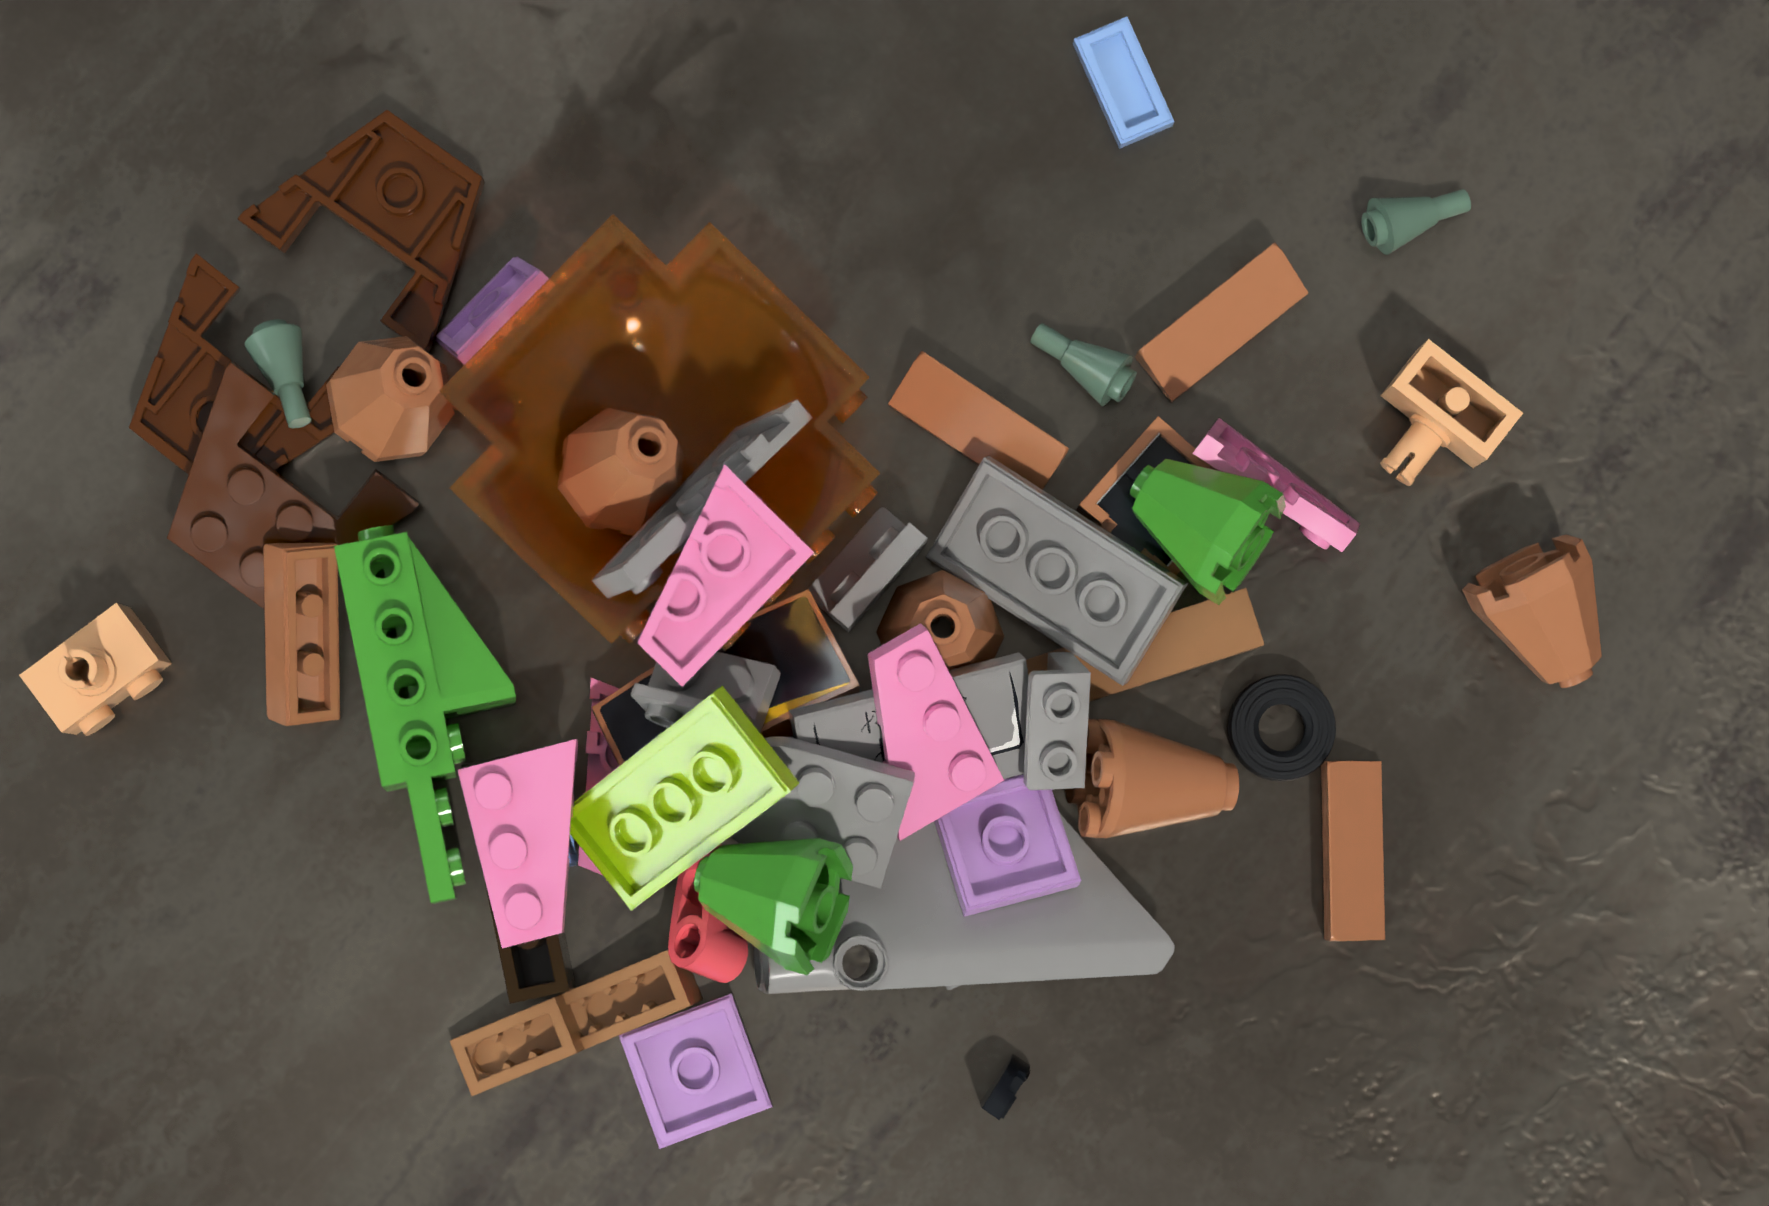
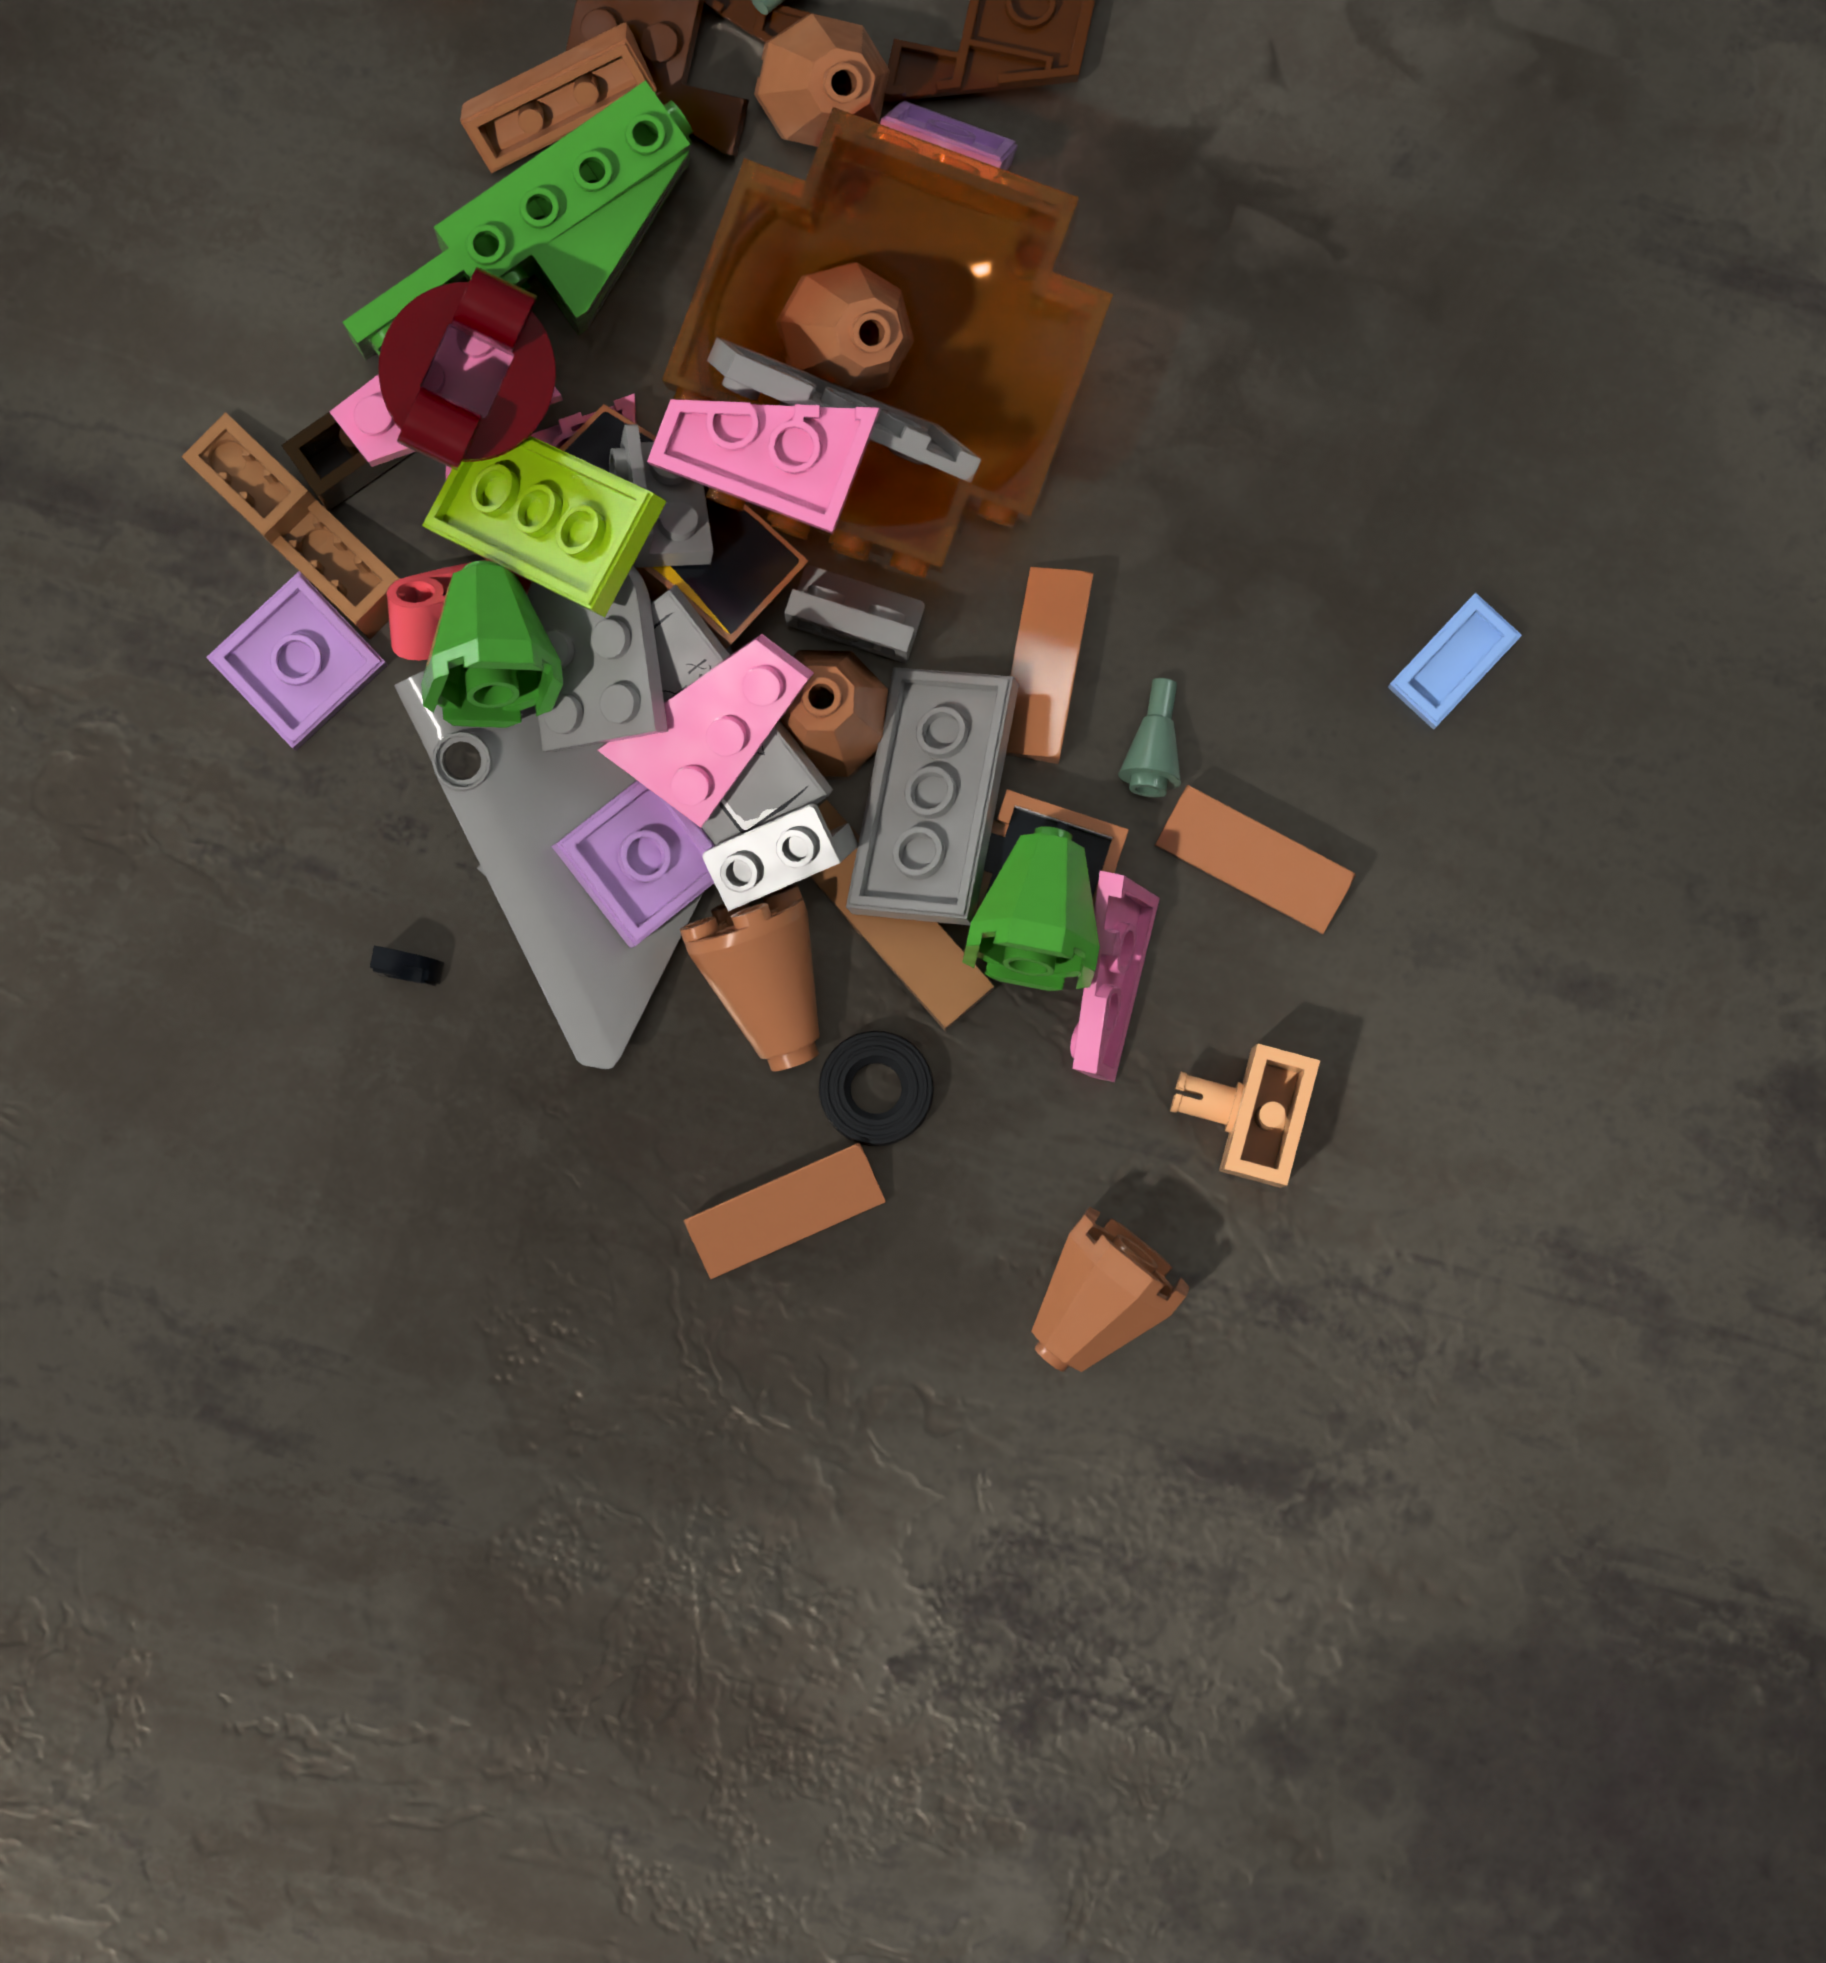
camera: 70 degrees right, 0 degrees up
(567, 771) = (493, 314): none -> dark red piece
(1398, 220) = (1435, 992): sand green cone -> none

